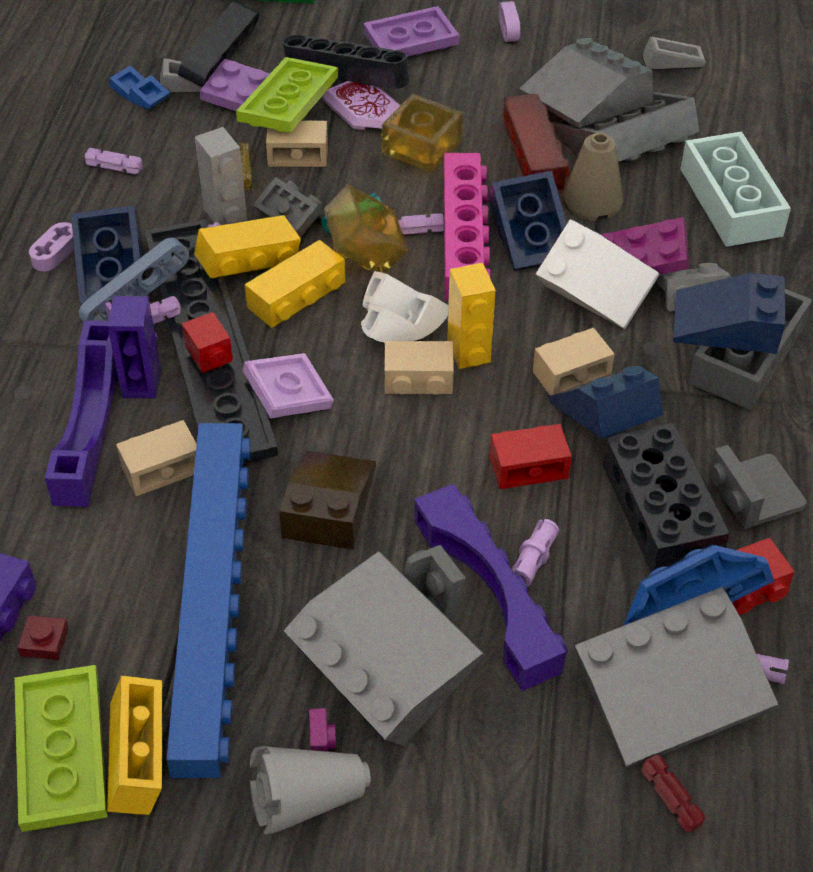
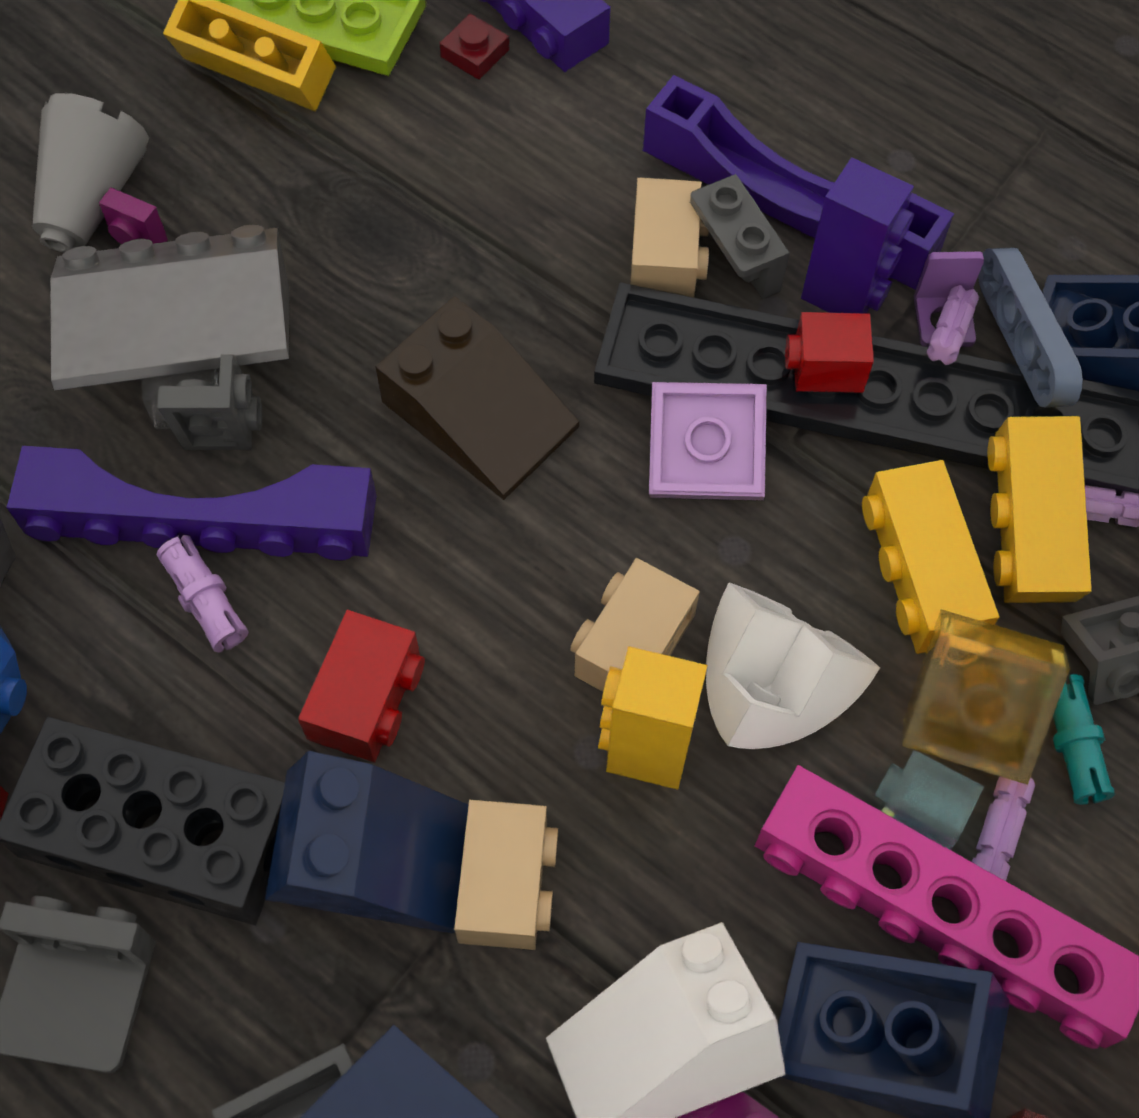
camera: 120 degrees right, 15 degrees up
(140, 415) = (742, 234): none -> dark grey bracket
(208, 605) = (414, 196): blue brick -> none
(423, 243) = (929, 798): none -> clear light blue brick

